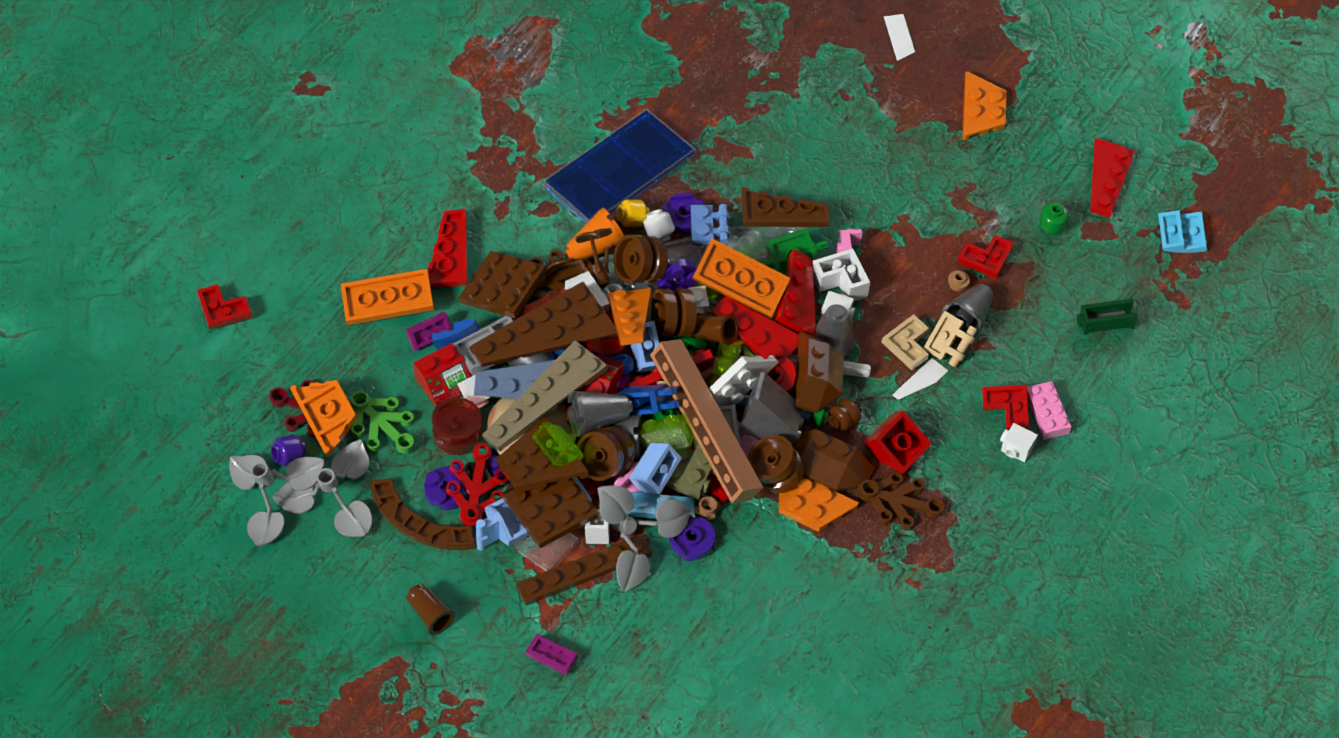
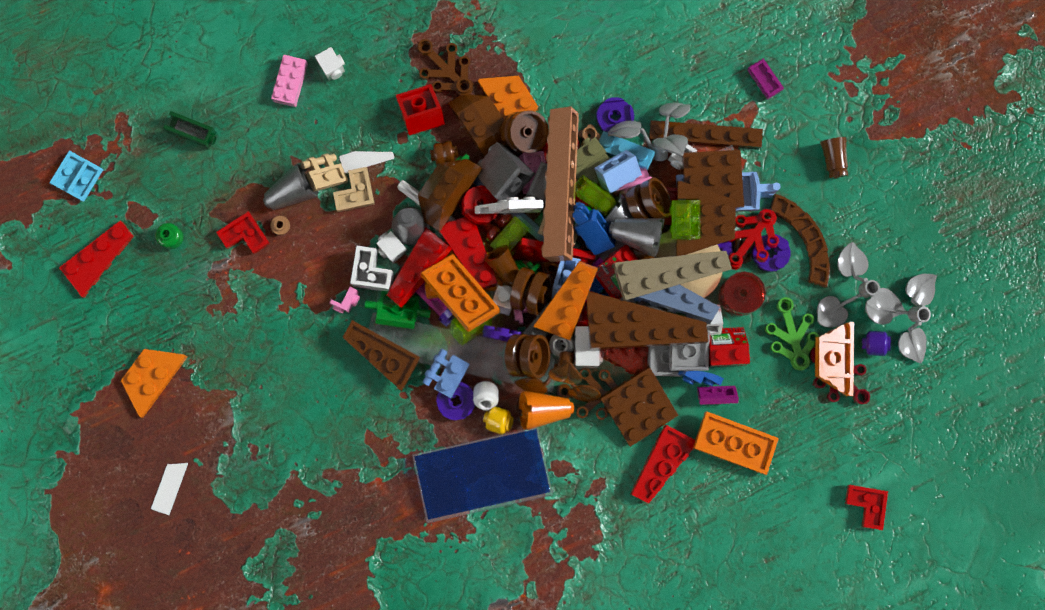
camera: 150 degrees left, 25 degrees up
(1008, 398) = (311, 98): red plate -> none

